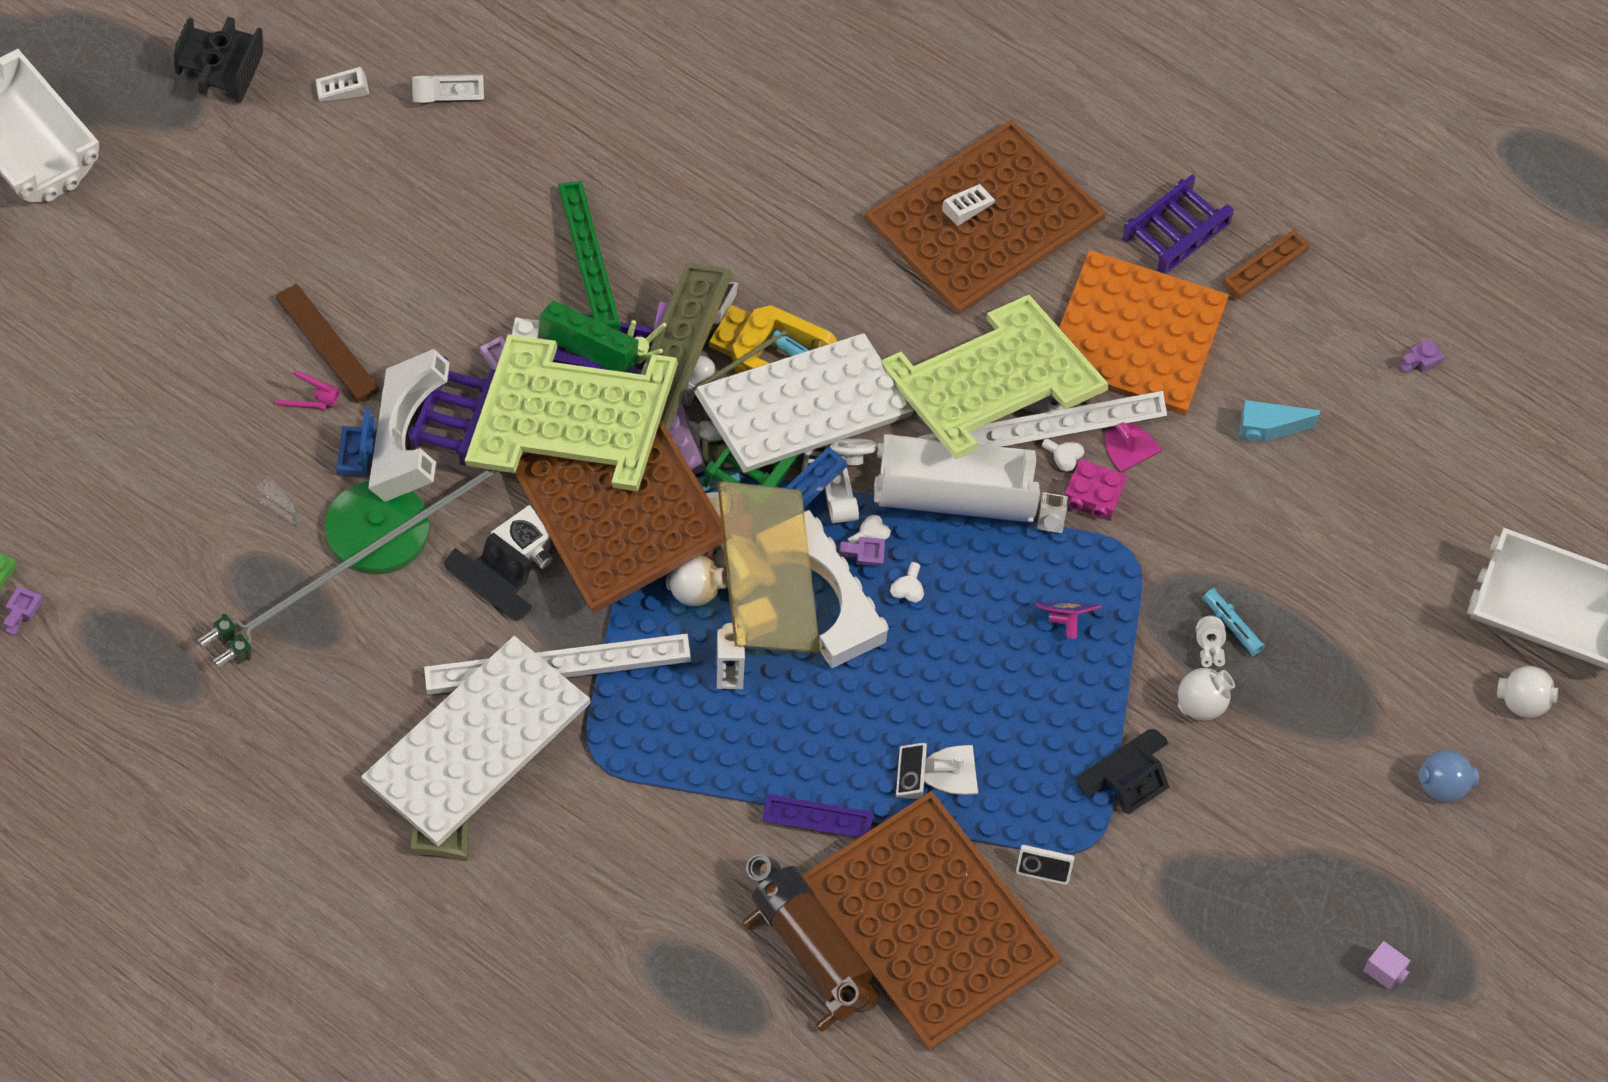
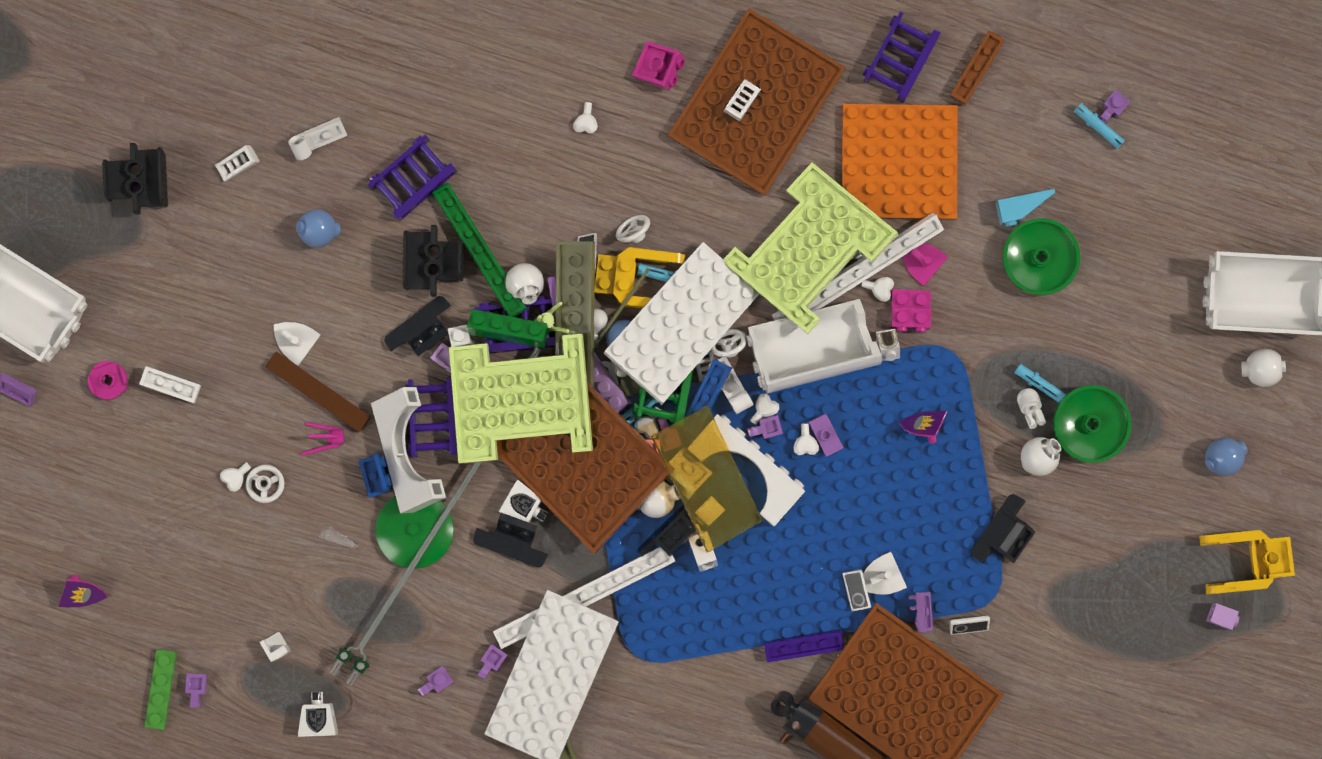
camera: 10 degrees left, 25 degrees up
(81, 261) = (114, 371): none -> dark pink plate
(142, 598) = (275, 647): none -> white panel
(154, 274) = (170, 384): none -> white plate
(156, 692) = (317, 718): none -> white torso
(182, 398) = (234, 477): none -> white rock
(215, 406) = (258, 482): none -> white piece
(325, 282) = (295, 340): none -> white shield
(329, 703) = (437, 680): none -> medium lavender plate
(406, 171) = (317, 228): none -> medium blue brick
(409, 700) = (493, 659): none -> medium lavender plate
(482, 317) = (421, 329): none -> black plate
(512, 238) = (418, 261): none -> black piece
(544, 181) = (416, 196): none -> dark purple fence
(630, 299) = (524, 282): none -> white brick
(698, 619) = (670, 534): none -> black plate
(772, 172) = (585, 121): none -> white rock
(785, 295) = (634, 232): none -> white piece
(882, 143) = (659, 65): none -> dark pink plate
(937, 586) = (825, 435): none -> medium lavender plate
(989, 822) = (924, 611): none -> medium lavender plate
(1279, 479) = (1041, 257): none -> green dish
(1284, 681) = (1092, 424): none -> green dish
(1391, 361) = (1098, 125): none -> medium azure pin
(1470, 910) = (1268, 560): none -> yellow plate

